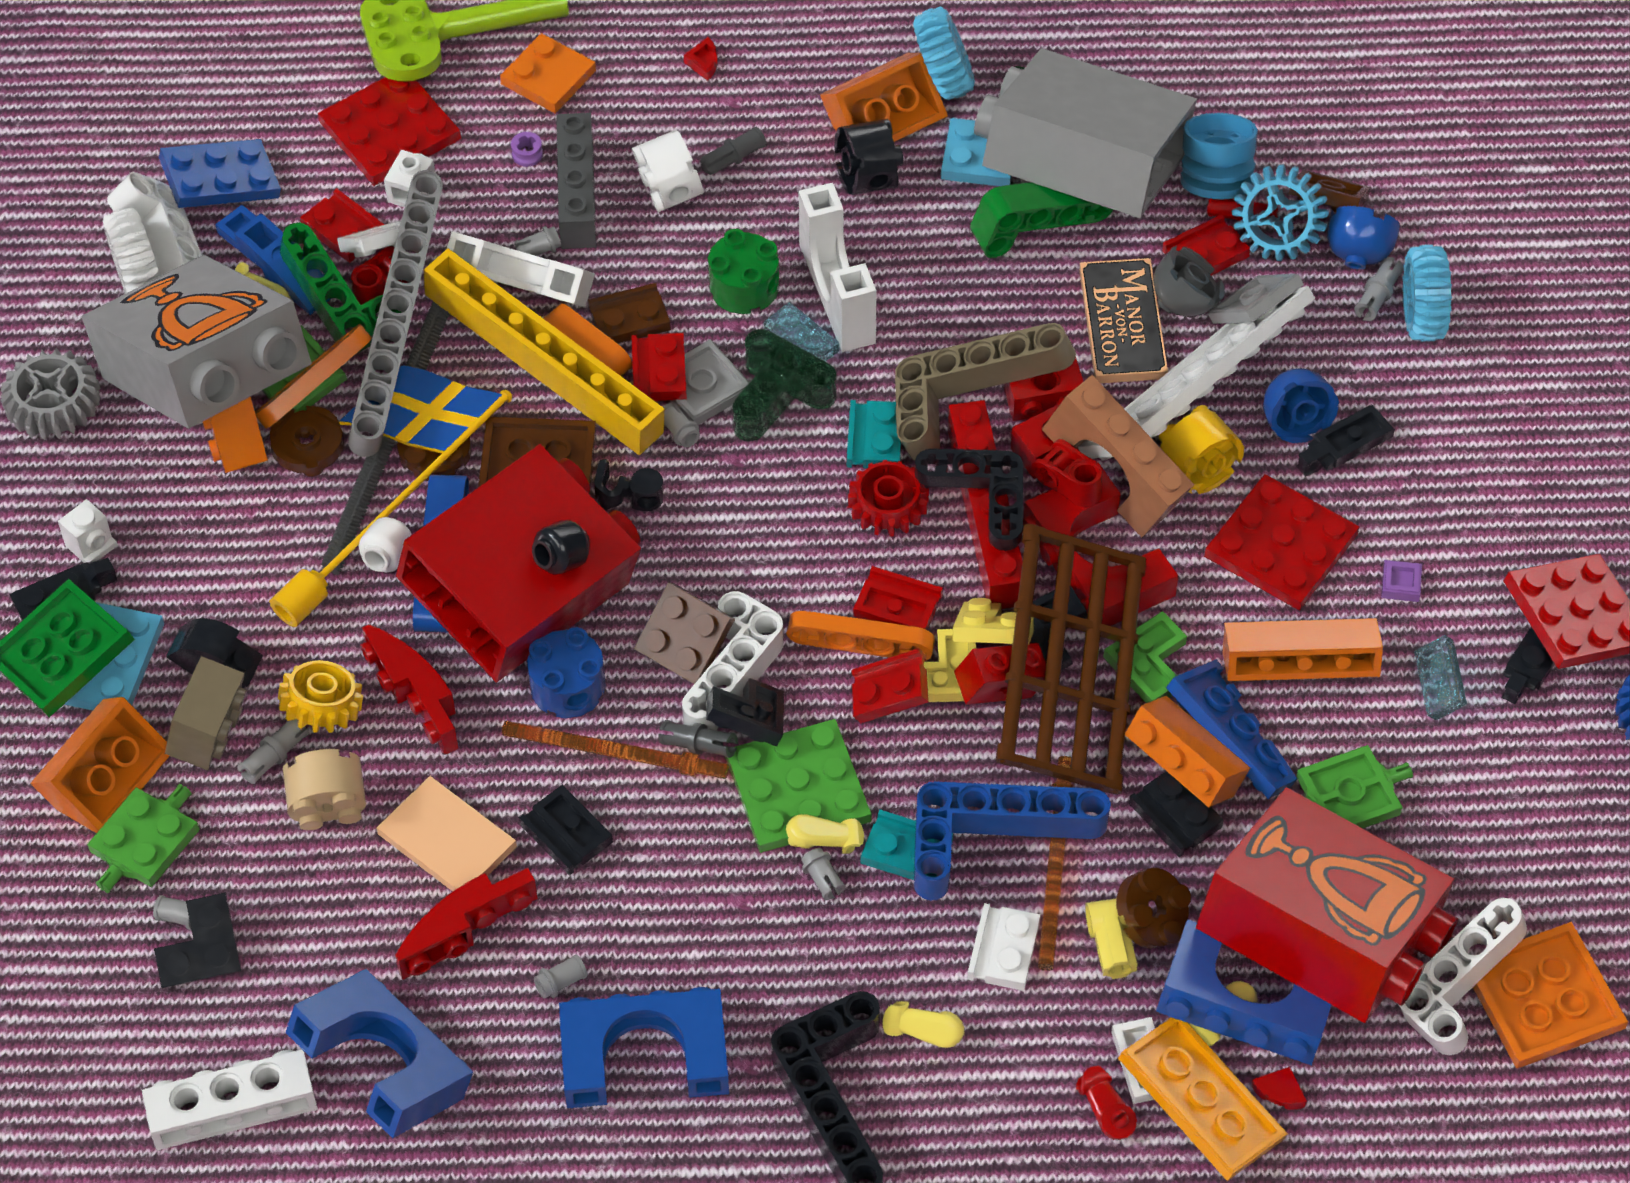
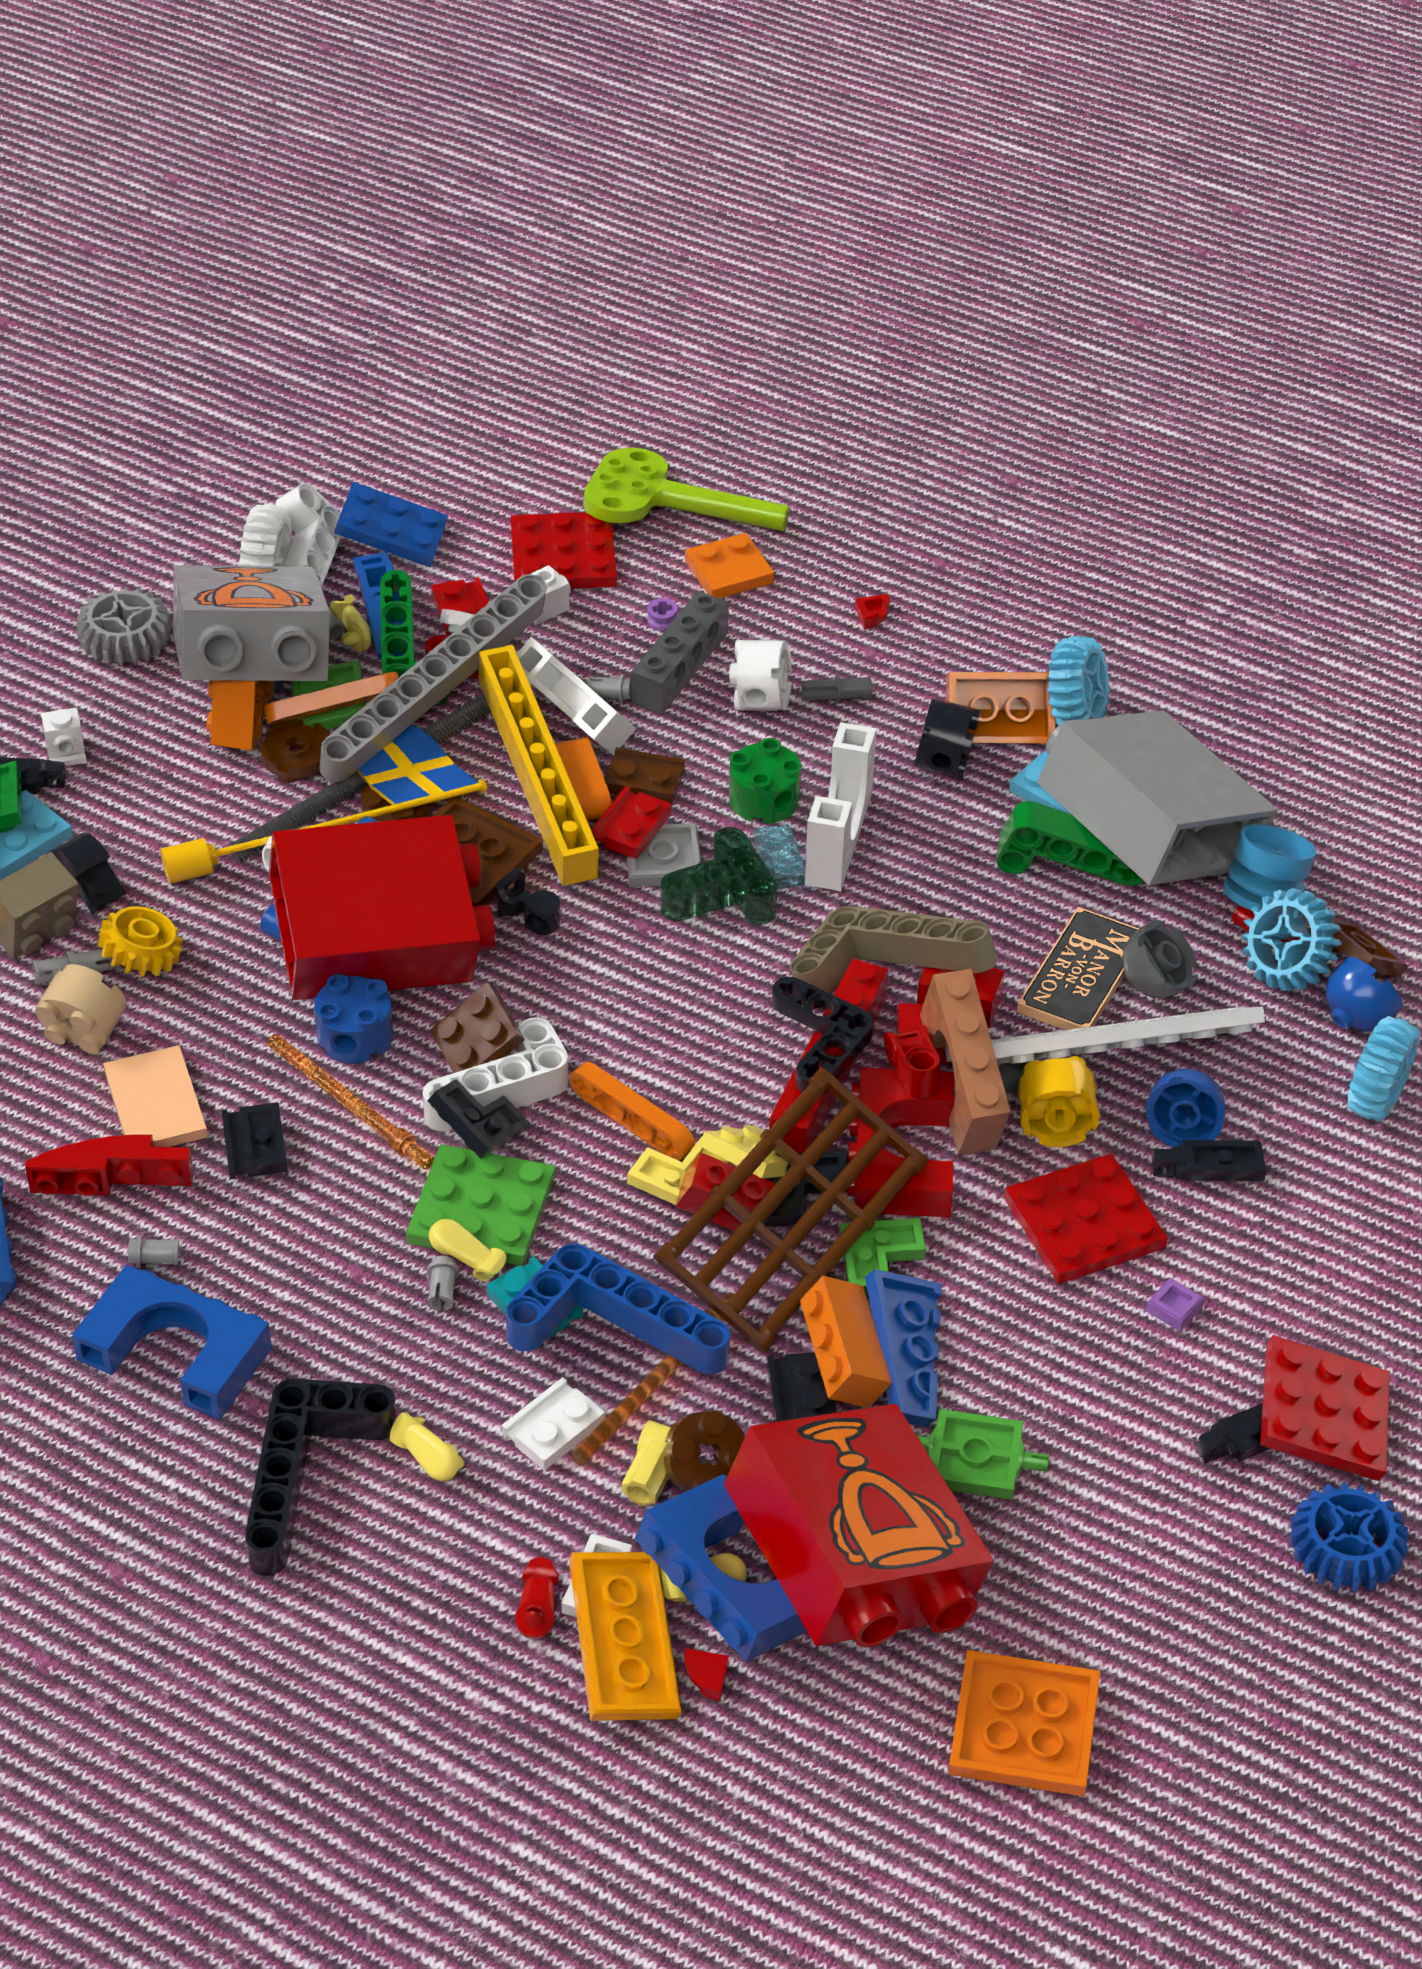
camera: 30 degrees right, 10 degrees down
(414, 680) = (223, 971): red slope -> none
(561, 547) = (400, 899): black head -> none
(684, 431) = (613, 882): light grey pin -> none
(698, 738) = (421, 1122): dark grey pin -> none
(872, 433) = (771, 958): teal plate -> none
(887, 497) = (744, 1013): red gear -> none
(889, 686) = (621, 1160): red plate -> none
(897, 599) = (688, 1098): red plate -> none
(1214, 242) = (1216, 948): red plate -> none
(1255, 298) = (1214, 1002): light grey tile -> none
(1302, 649) = (1023, 1309): orange brick -> none
(1378, 289) = (1345, 1052): light grey pin -> none
(1440, 677) = (1142, 1400): clear light blue plate -> none
(1469, 971) = (948, 1651): white beam -> none

